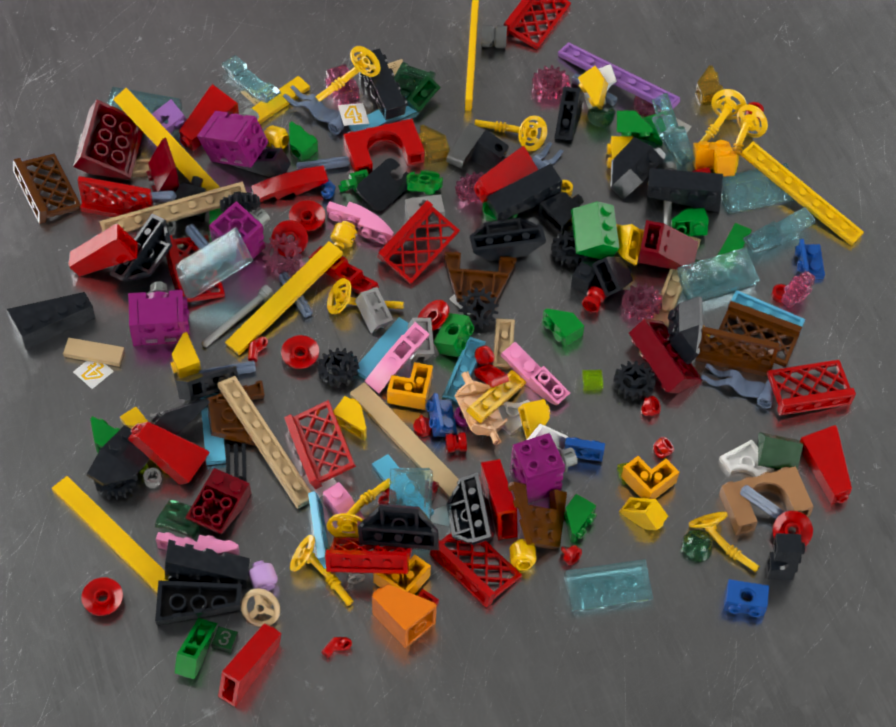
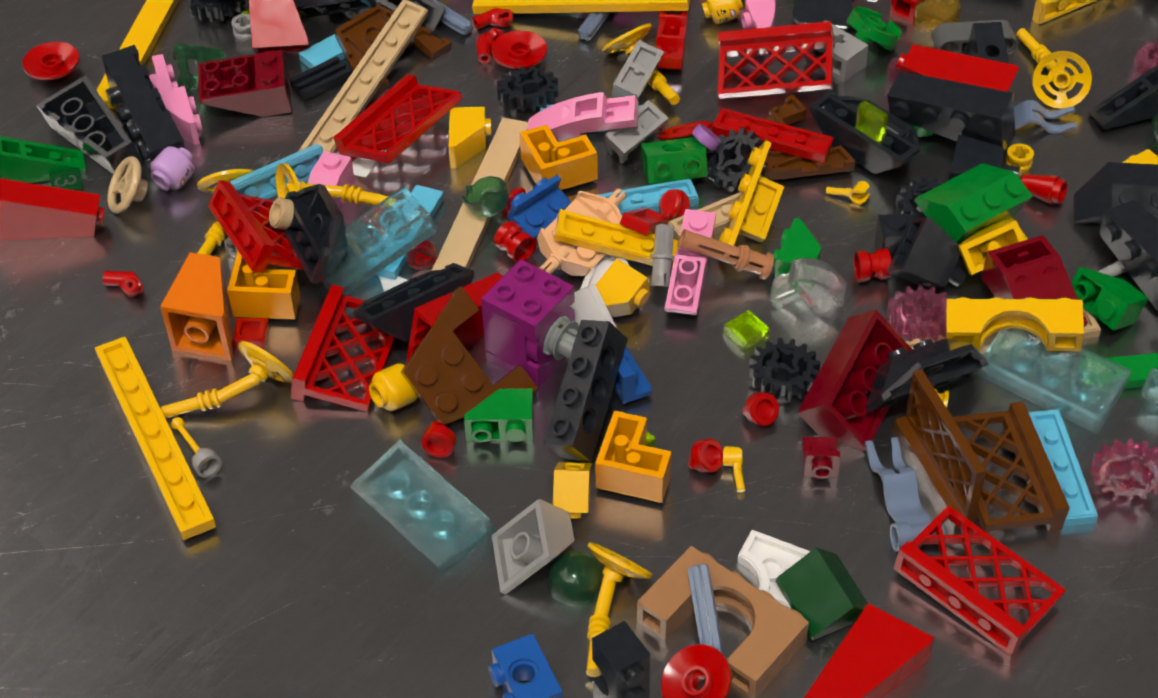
camera: 60 degrees right, 10 degrees down
(276, 365) = (484, 44): none -> red arm
(369, 537) = (281, 213): none -> tan tile
(419, 434) = (486, 196): none -> clear green hair
(458, 310) = (706, 137): none -> medium lavender tile
(469, 281) = (782, 137): none -> red tile
(469, 610) = (262, 367): none -> yellow dish
(470, 684) = (155, 439): none -> yellow plate
(506, 669) = (202, 455): none -> light grey hinge
(515, 233) = (871, 121): none -> clear neon green tile
(518, 321) = (757, 202): none -> yellow bracket
(524, 383) = (662, 255): none -> light grey axle
(536, 273) = (856, 195): none -> yellow hand
(549, 351) = (739, 257): none -> nougat pin
(590, 333) = (812, 282): none -> clear brick
(596, 193) = (1046, 187): none -> red cone
(601, 470) = (586, 390): none -> black brick
(671, 552) = (530, 542): none -> light grey slope
(673, 436) = (733, 458): none -> yellow hand
(696, 401) = (820, 457): none -> dark red bracket
(703, 256) = (1053, 321): none -> yellow arch

